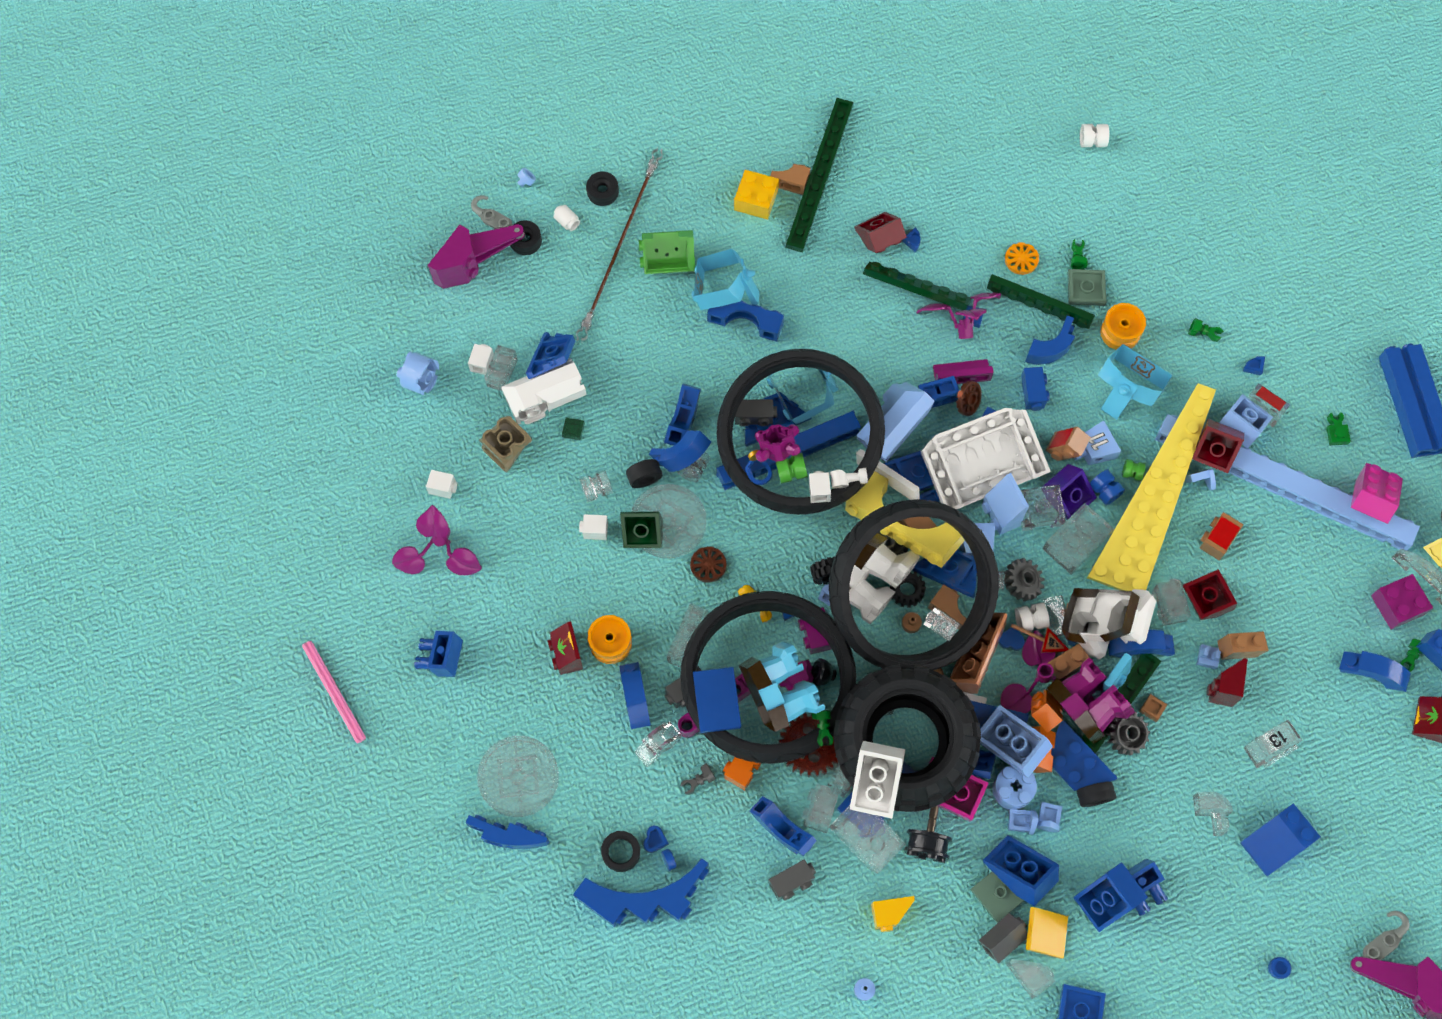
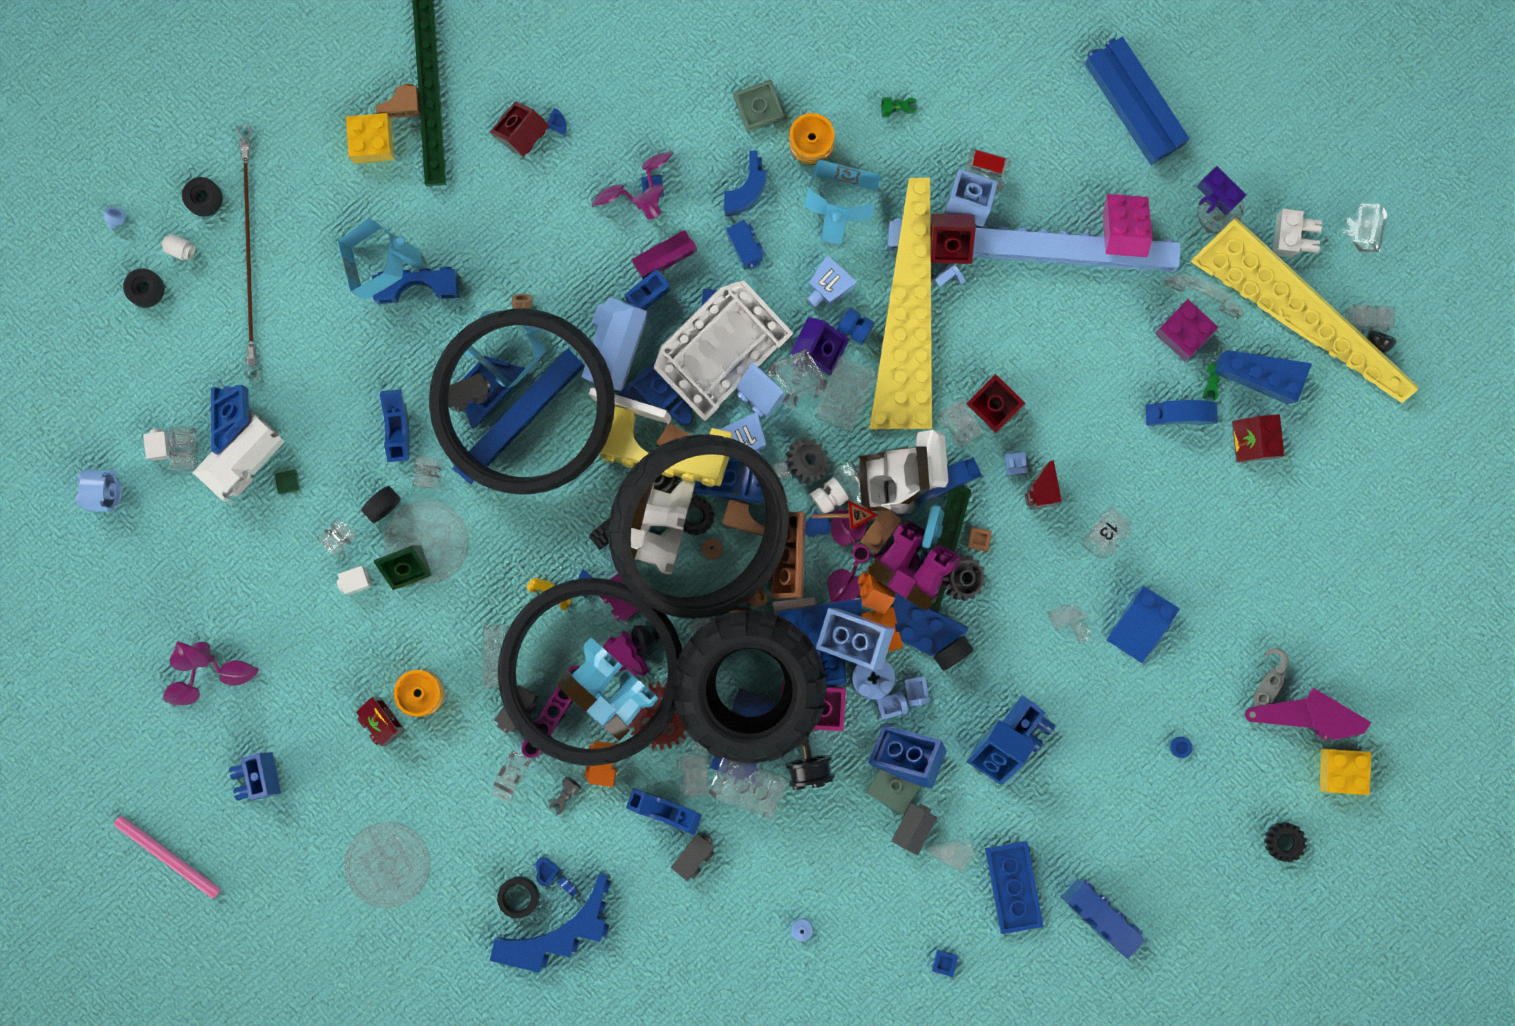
camera: 20 degrees left, 15 degrees up
(441, 484) = (177, 599): white brick -> none
(462, 252) = (85, 335): magenta slope -> none
(505, 442) = (223, 529): dark tan piece -> none
(514, 837) = (409, 926): blue slope -> none
(634, 695) = (466, 738): blue arch -> none
(667, 252) = (302, 246): bright green piece -> none
(683, 453) = (412, 470): blue arch -> none
(708, 564) = (486, 571): copper wheel -> none
(717, 700) = (549, 722): blue tile -> none
(752, 456) = (483, 456): blue piece -> none
(777, 443) = (491, 430): magenta piece -> none
(792, 468) = (528, 451): bright green wheel -> none
(819, 487) = (564, 459): white brick -> none
(823, 725) = (664, 705): green piece -> none
(840, 479) = (584, 442): white leg -> none
(877, 779) = (735, 750): white slope -> none
(890, 912) = (799, 848): yellow slope -> none
(920, 287) = (581, 177): dark green plate -> none
(941, 624) = (741, 555): clear brick -> none
(969, 398) = (681, 285): copper wheel -> none
(1021, 258) = (679, 99): light orange wheel -> none
(1040, 301) = (725, 144): dark green plate -> none
(1046, 932) = (952, 807): yellow tile -> none
(1068, 444) = (800, 297): medium nougat brick -> none
(1078, 260) = (740, 79): green piece -> none
(1133, 470) = (876, 295): bright green wheel -> none
(1221, 535) = (986, 332): brick -> none
(1242, 645) = (1045, 441): medium nougat brick -> none
(1255, 365) = (962, 125): blue tile -> none
(1337, 433) = (1068, 167): green plate -> none

